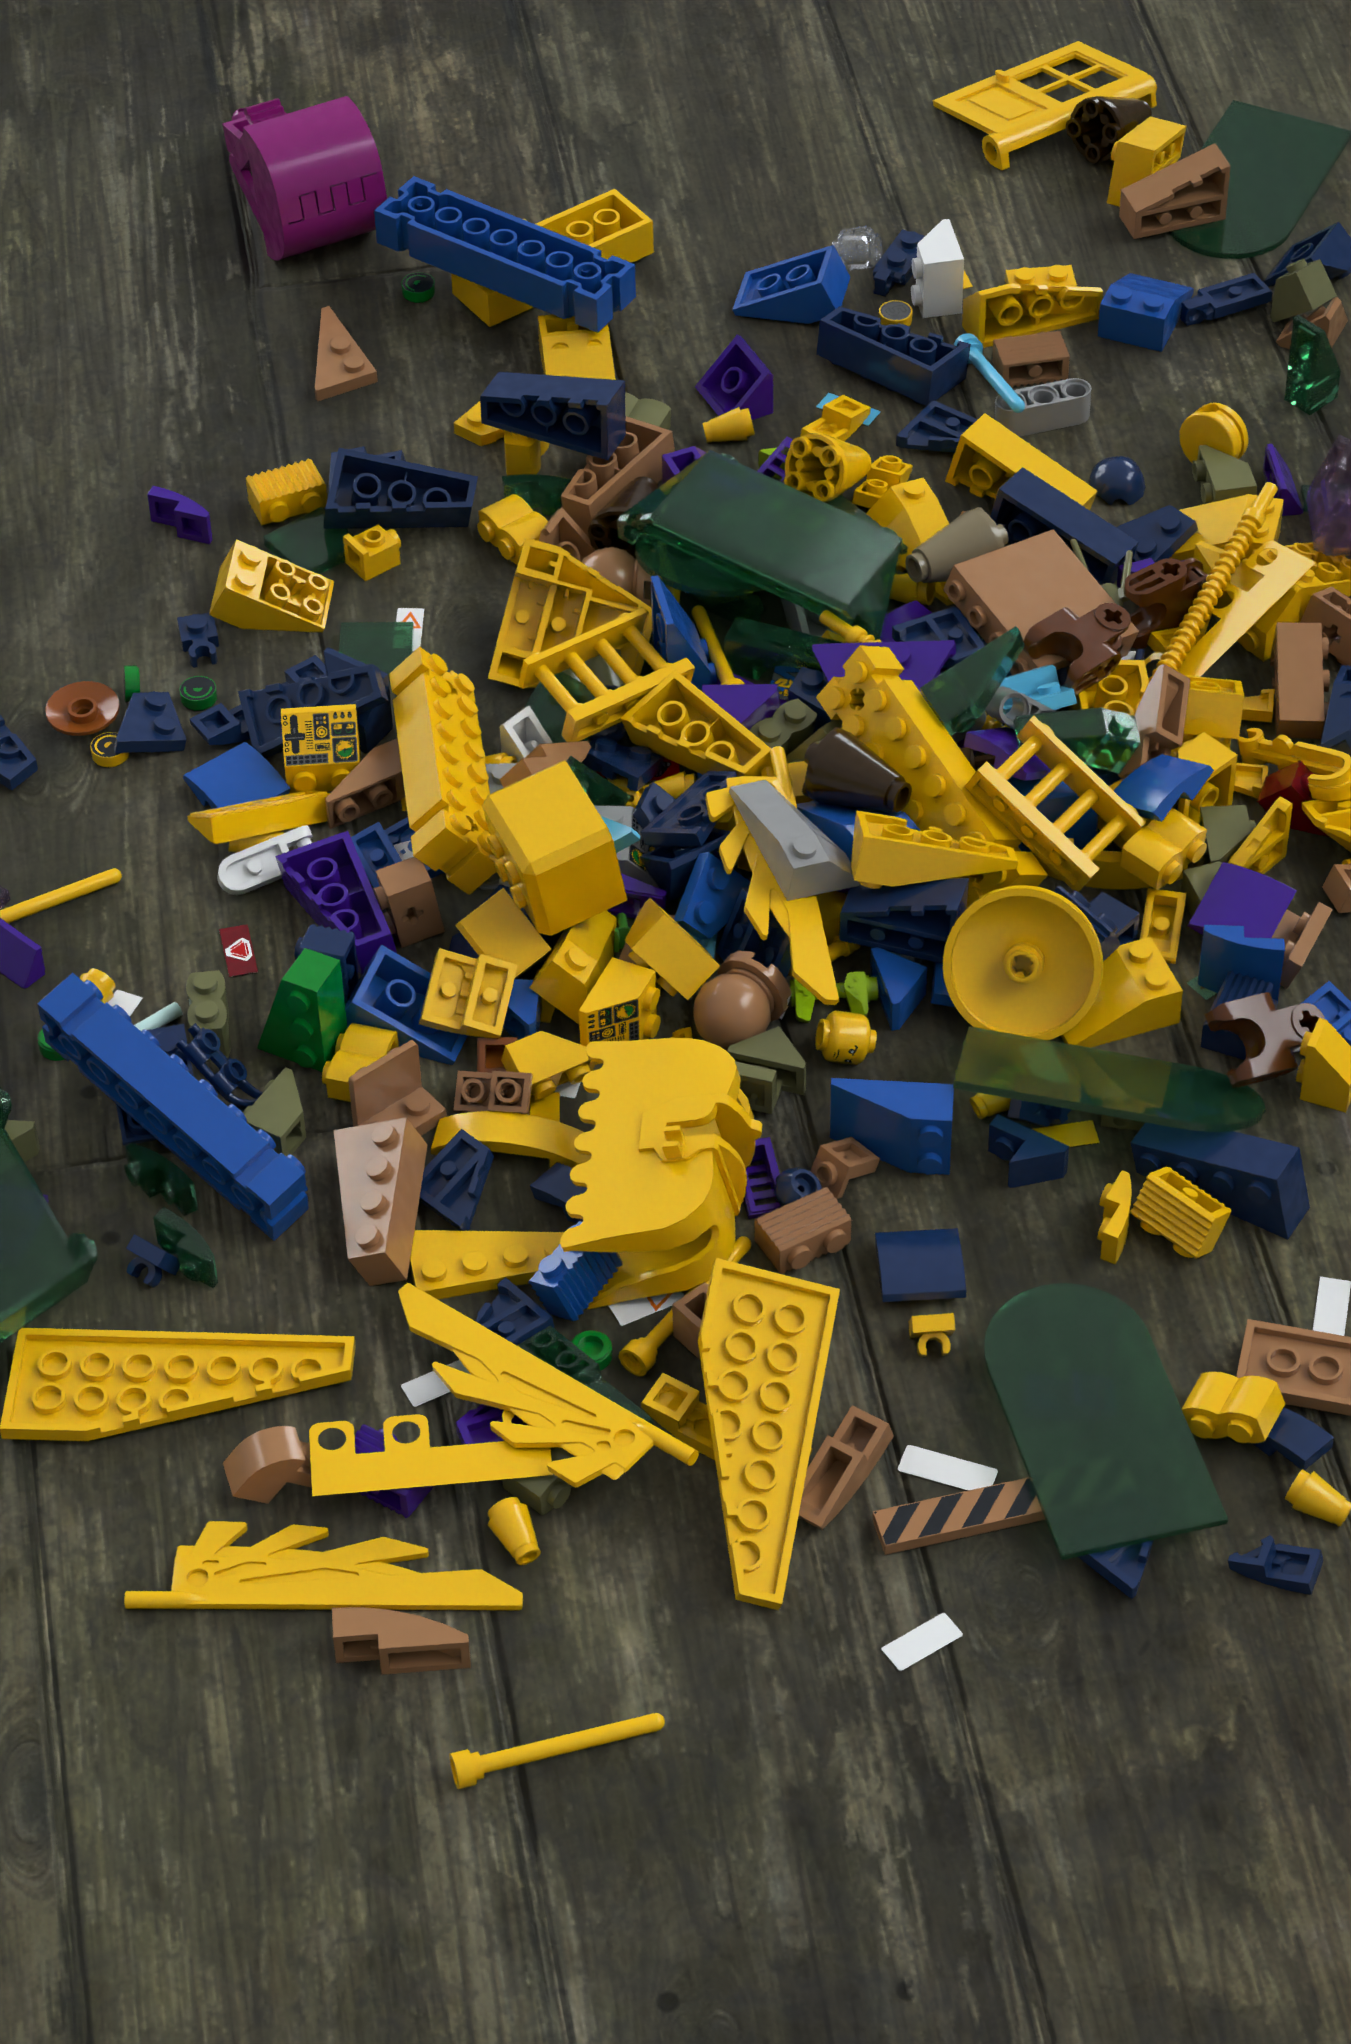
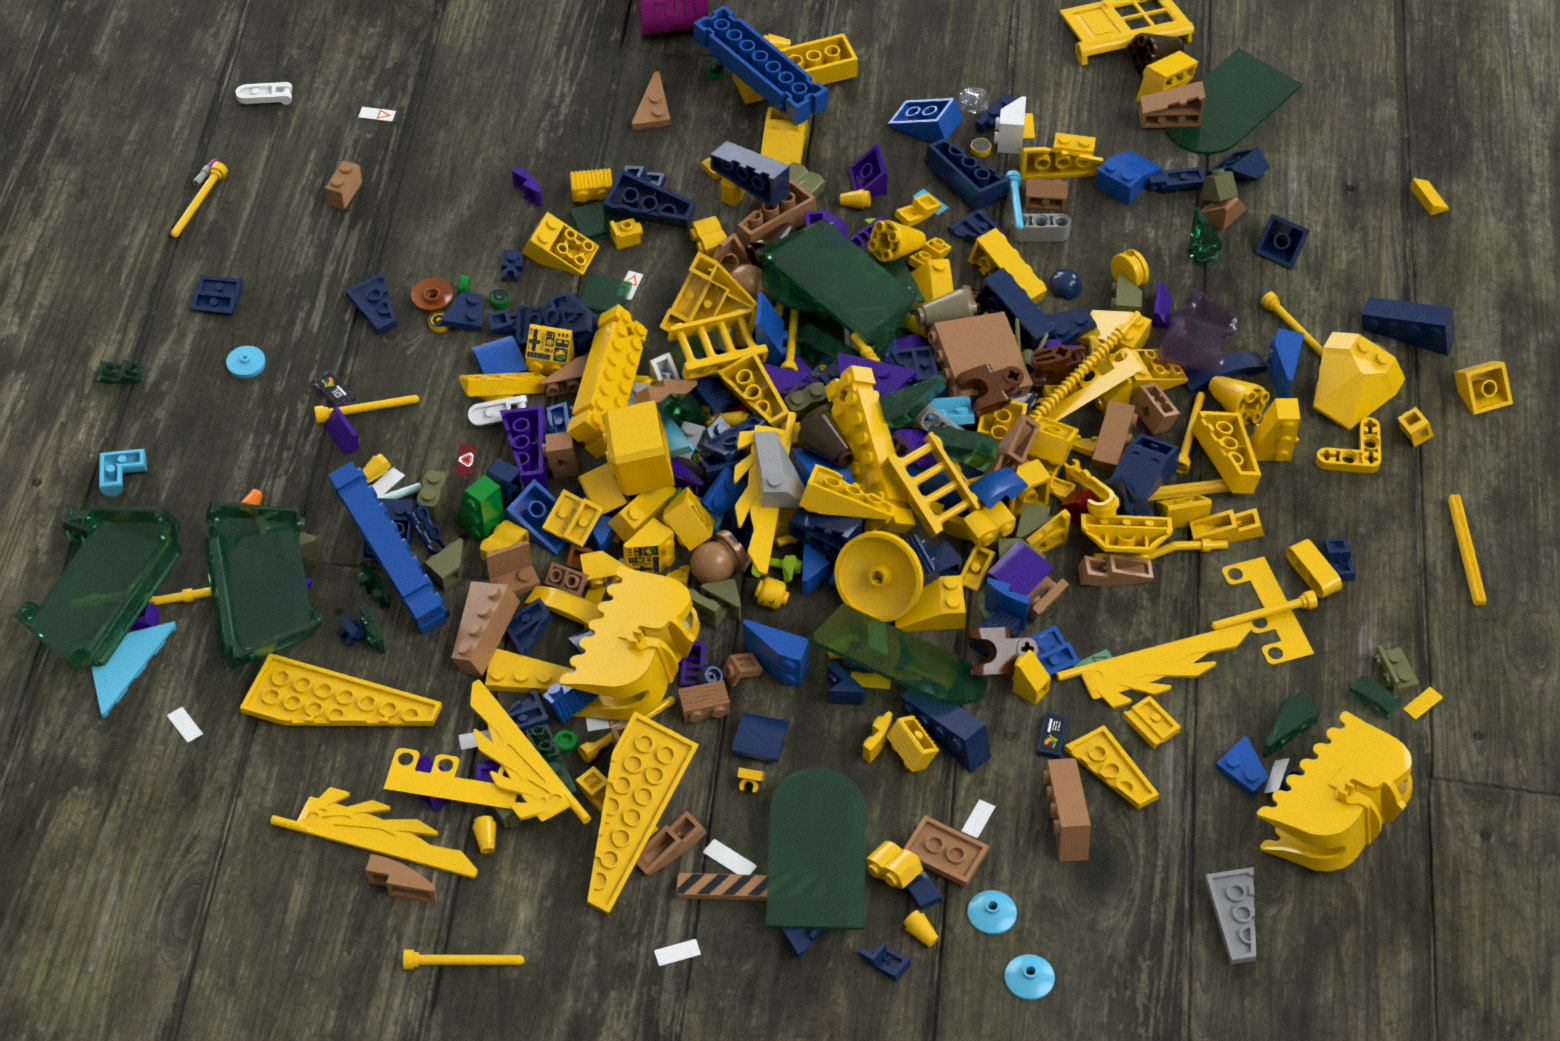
camera: 15 degrees right, 5 degrees up
(267, 1462) = (369, 763): medium nougat brick -> none
(537, 490) = (728, 215): clear green slope -> none

